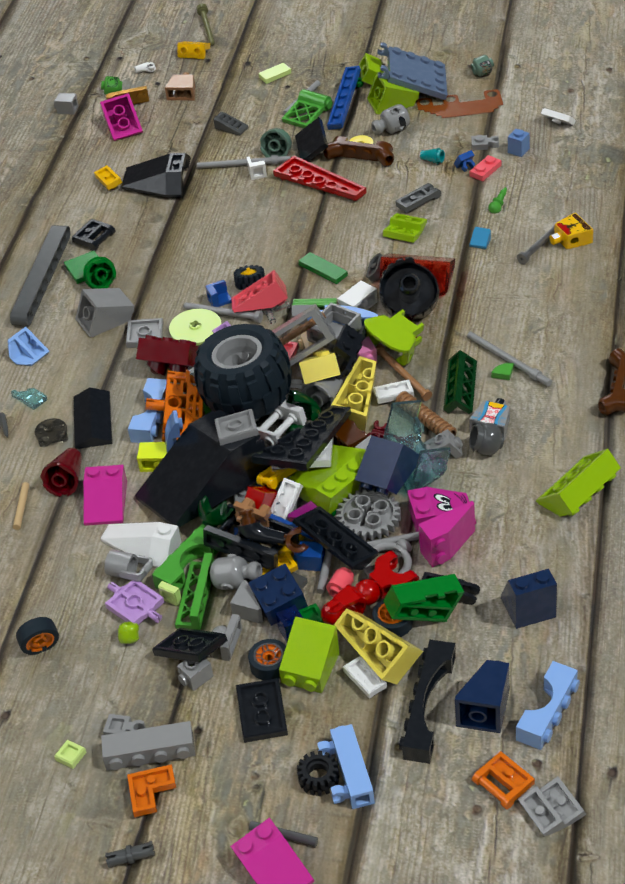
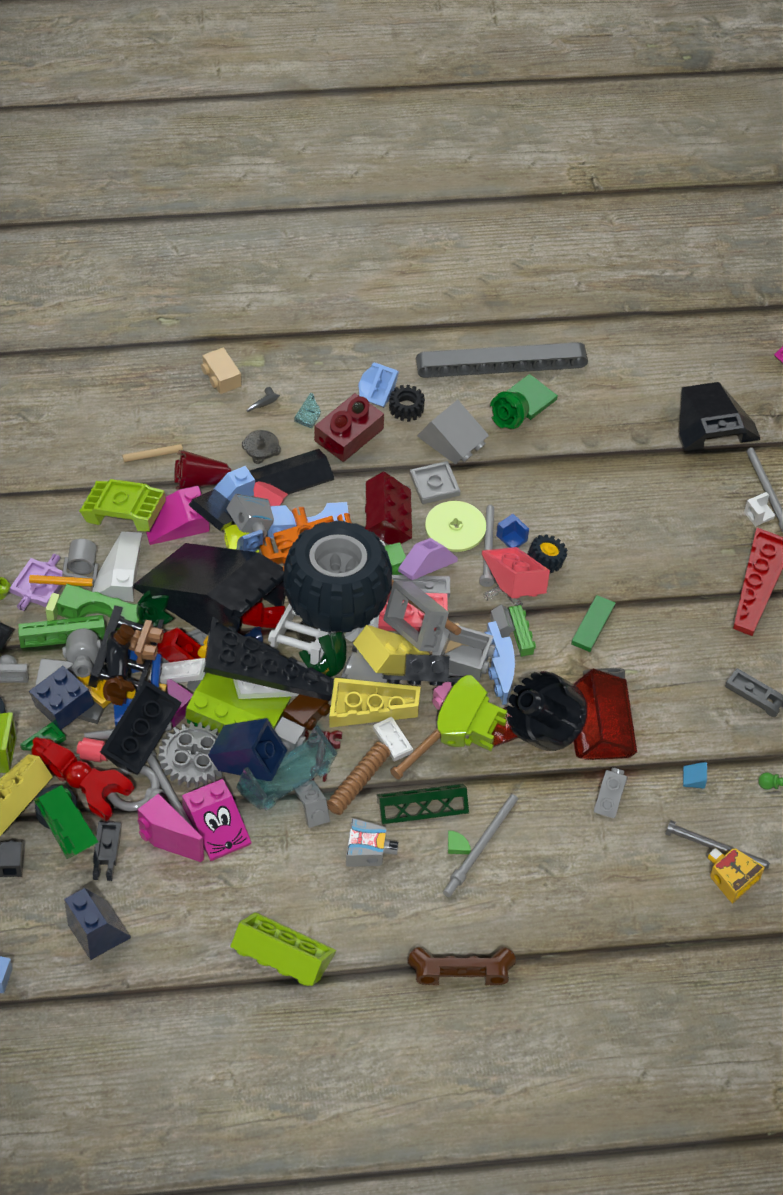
camera: 65 degrees right, 10 degrees up
(55, 334) = (405, 411): none -> black tyre
(66, 367) = (349, 427): none -> dark red piece
(76, 522) = (124, 501): none -> lime plate
(90, 231) = (586, 381): black plate -> none
(91, 449) = (237, 481): none -> light blue slope
(108, 177) = (692, 369): yellow plate -> none
(115, 430) = (269, 492): none -> coral brick
(119, 456) = (213, 508): none -> black tile
(132, 433) = (251, 513): none -> light grey torso
(145, 579) = (57, 580): none -> light orange bar
(236, 427) = (246, 591): light grey tile -> none
(285, 620) = (29, 719): clear blue brick -> none
(360, 296) = (534, 661): white brick -> none
(405, 227) = (694, 691): lime slope -> none
(484, 278) = (610, 792): none -> light grey bracket
(486, 438) = (328, 842): dark grey piece -> none

